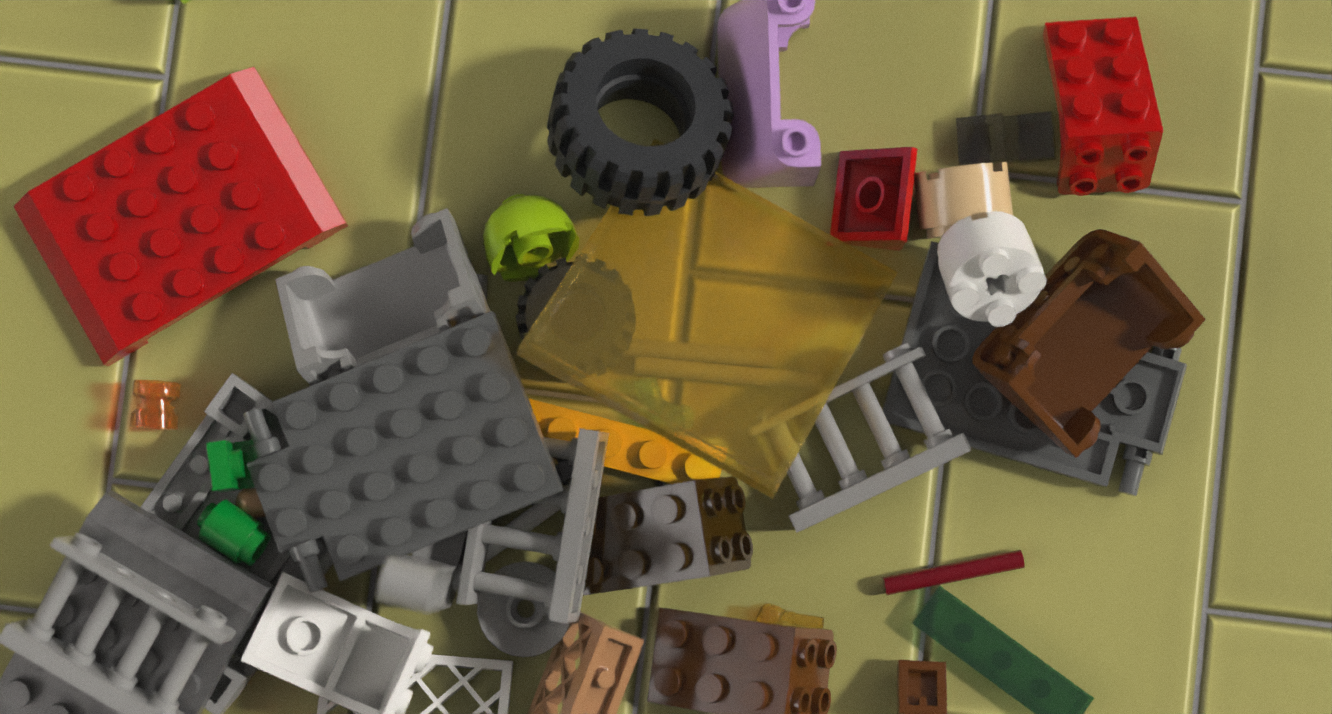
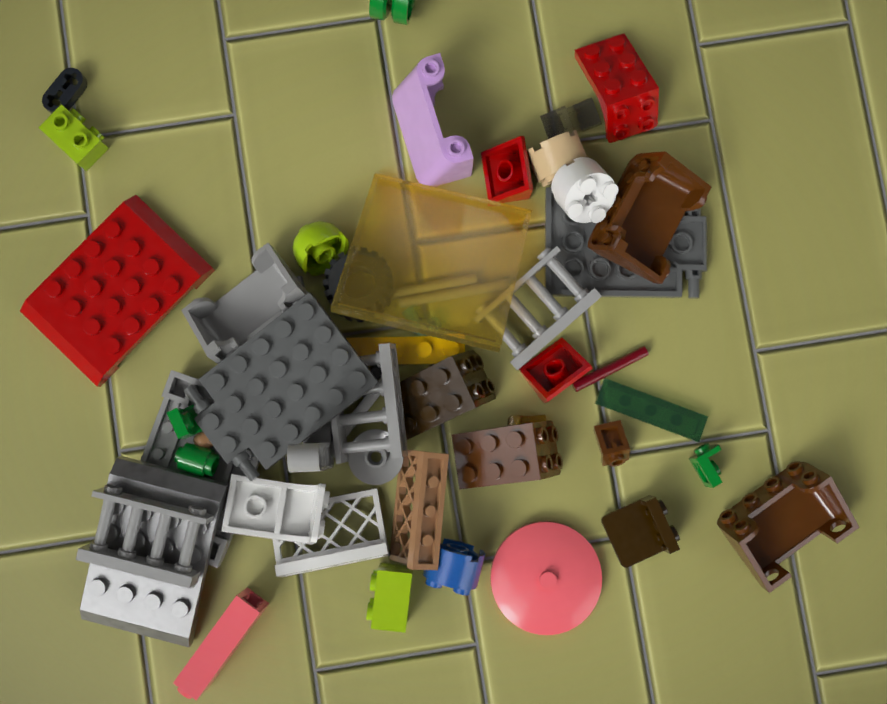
camera: 25 degrees left, 0 degrees up
(155, 405) = (132, 400): clear orange wheel -> none
(648, 71) = (367, 135): black tyre -> none
(860, 548) = (554, 370): none -> red slope

